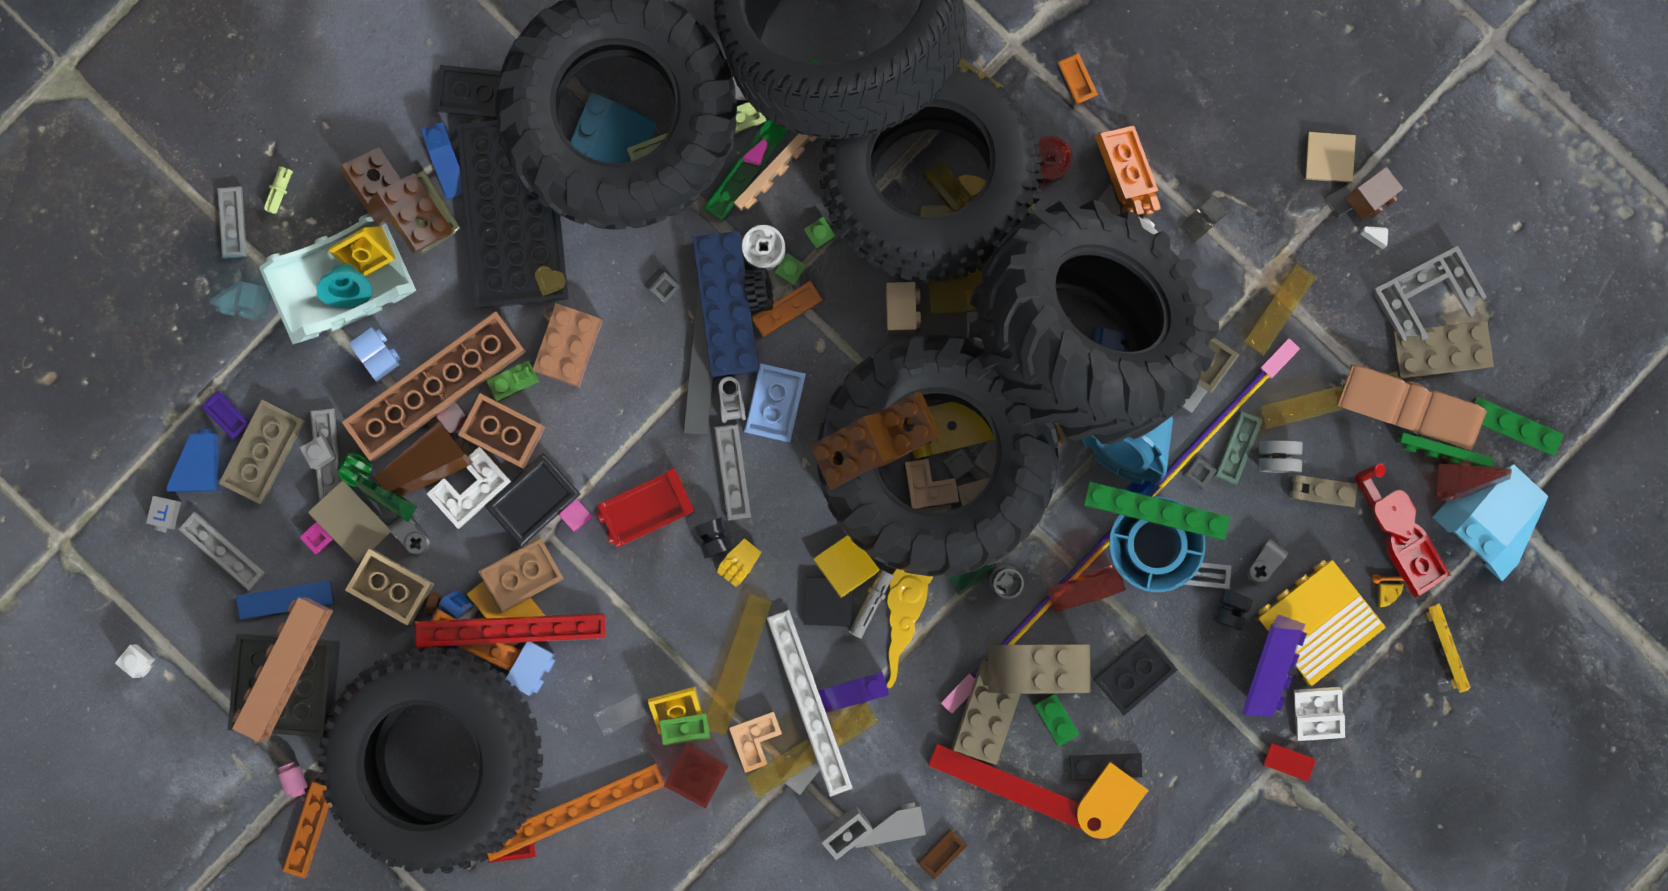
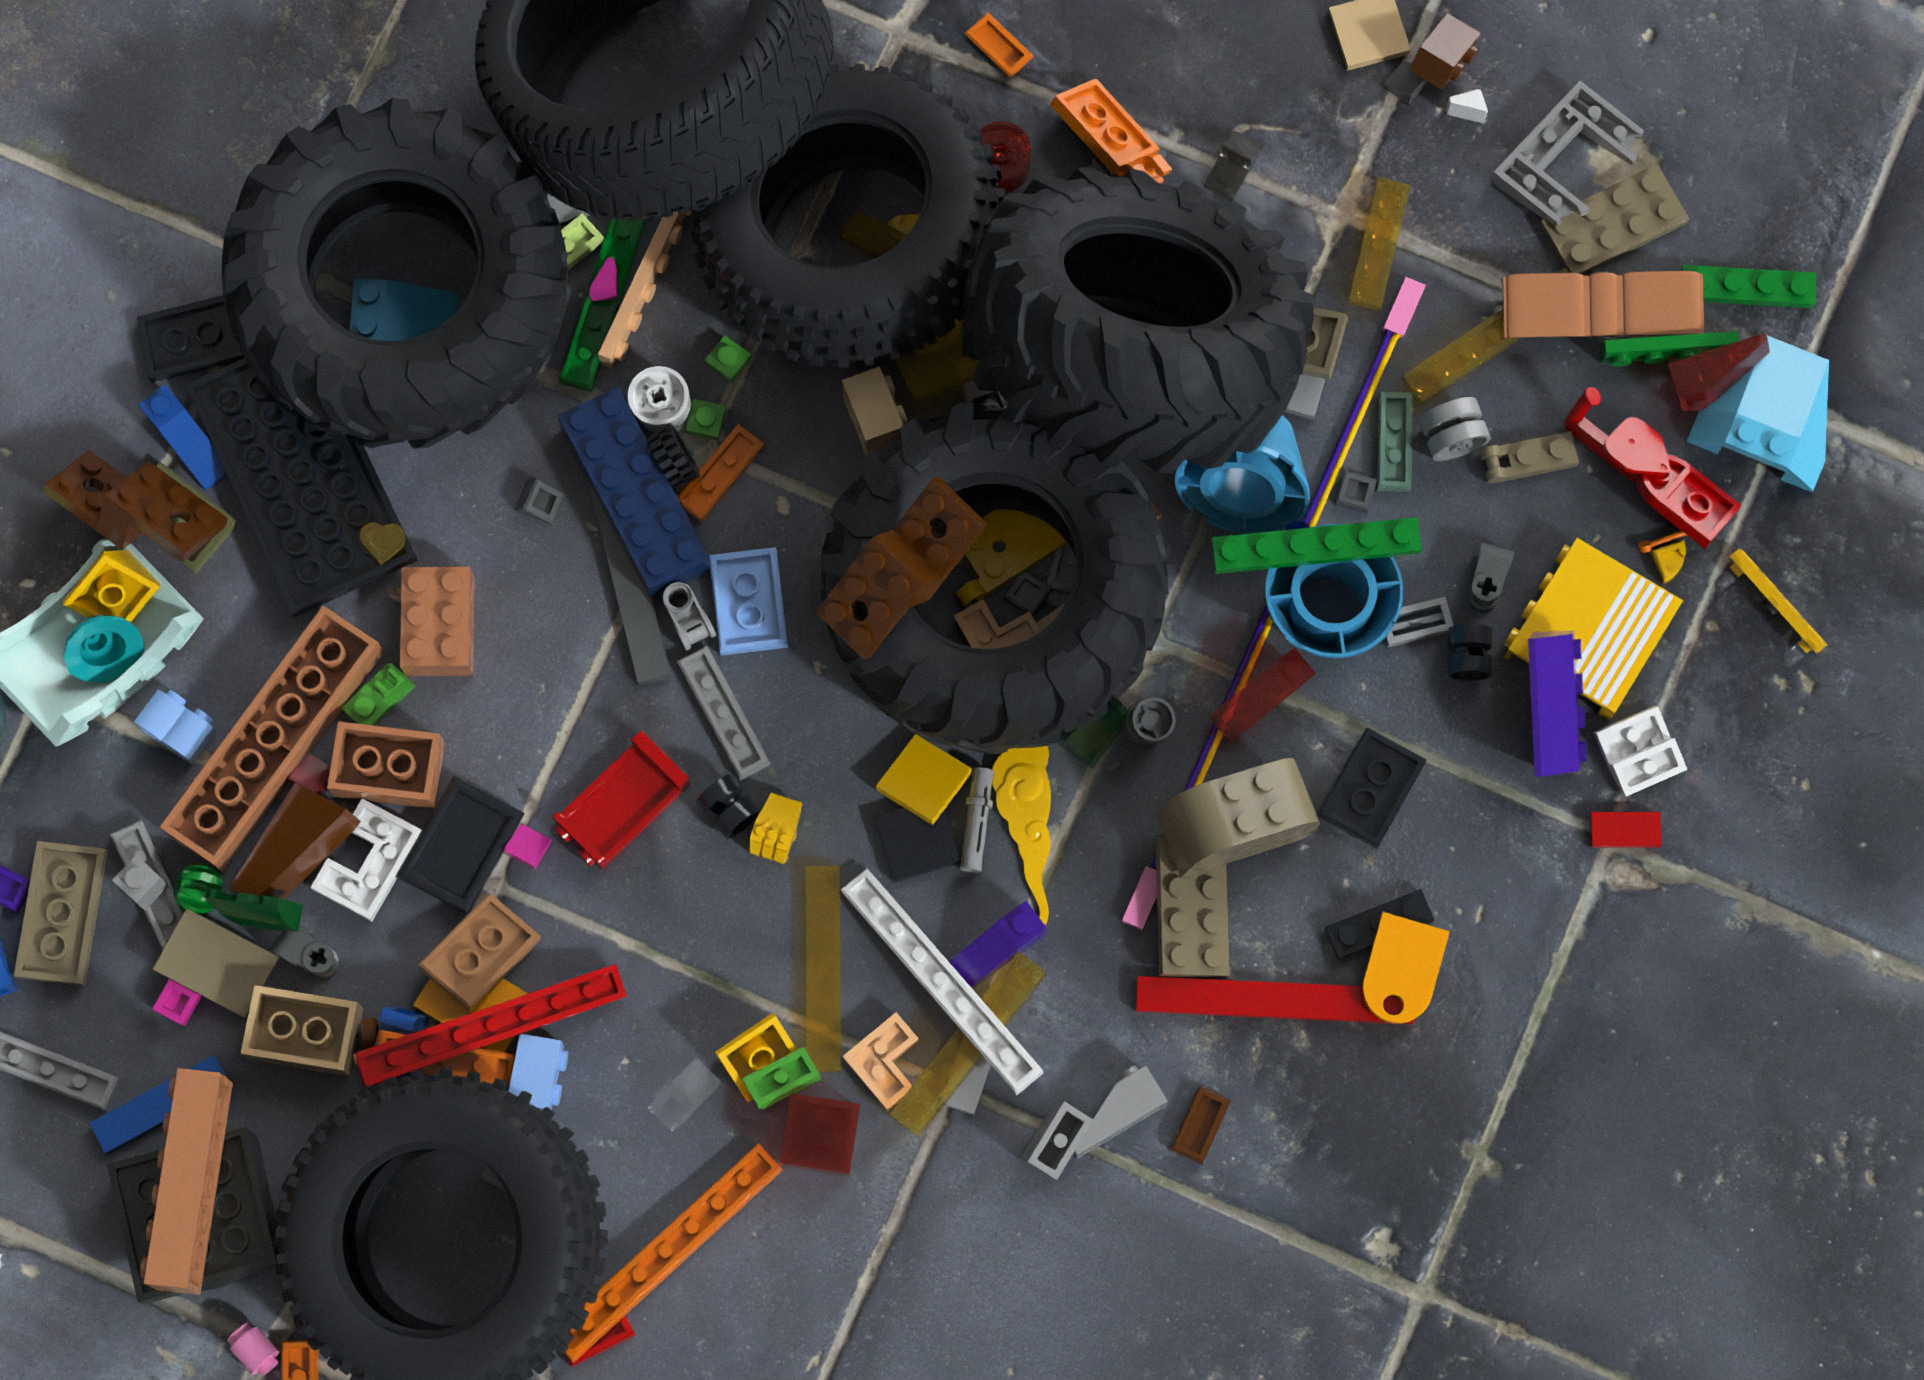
camera: 20 degrees left, 10 degrees down
(1056, 719) = (1287, 883): green brick -> none

